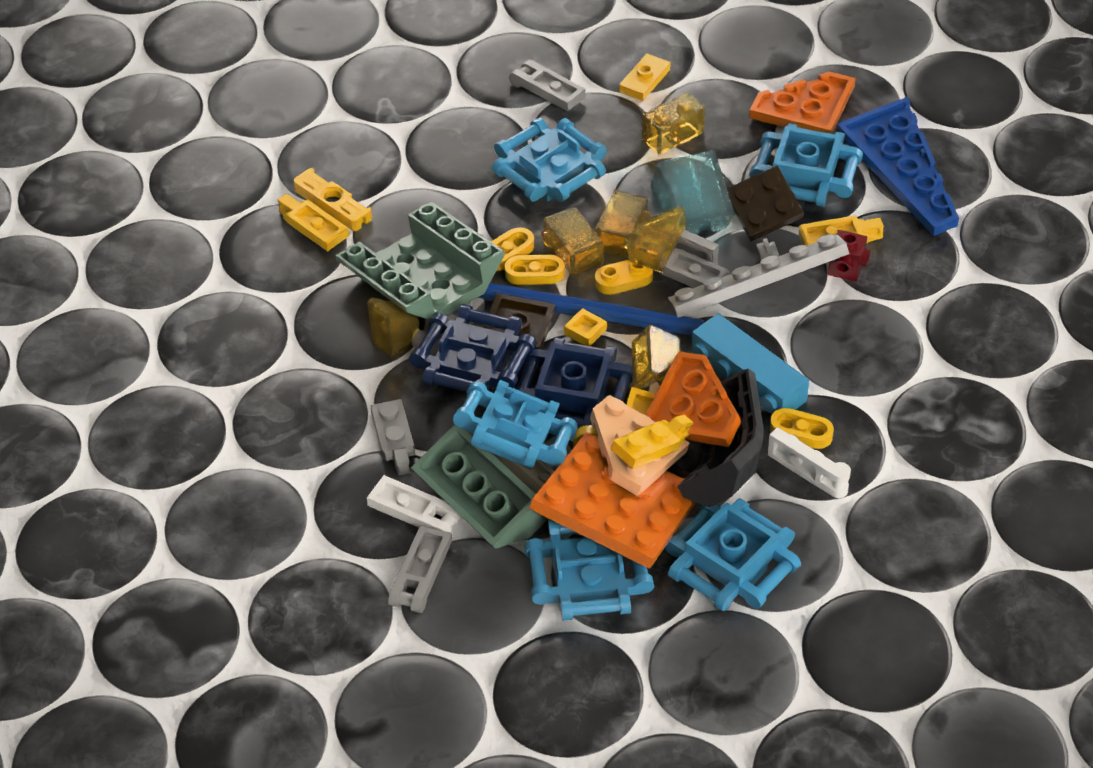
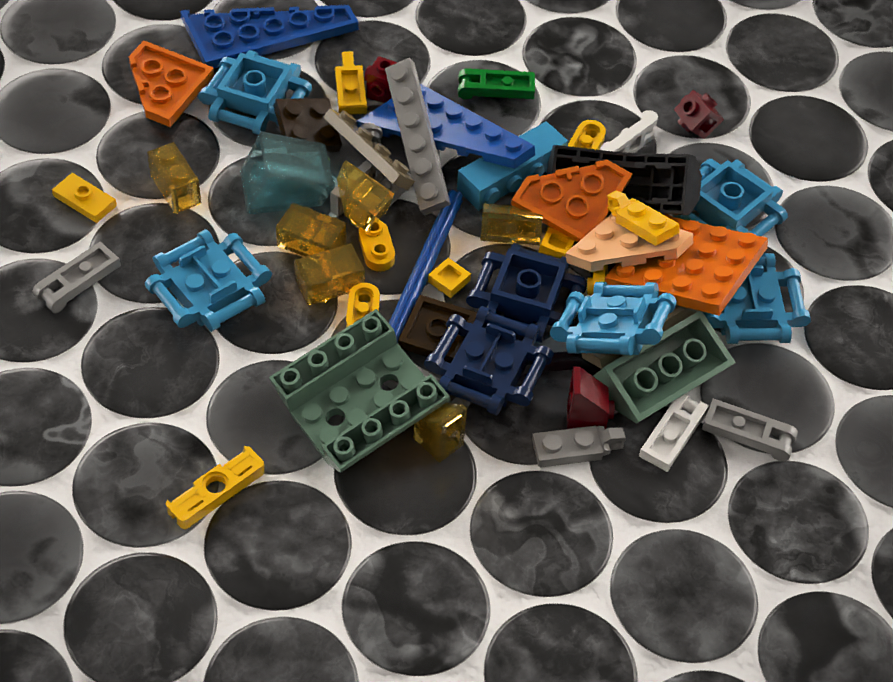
camera: 90 degrees left, 5 degrees up
(312, 222) = (254, 506): yellow hinge -> none
(429, 419) = (588, 401): none -> dark red slope
(513, 243) = (325, 314): yellow plate -> none
(729, 242) = (375, 153): none -> dark tan plate
(786, 309) = (459, 130): none -> blue wing
(866, 522) = (698, 114): none -> dark red brick
(875, 351) = (496, 84): none -> green plate

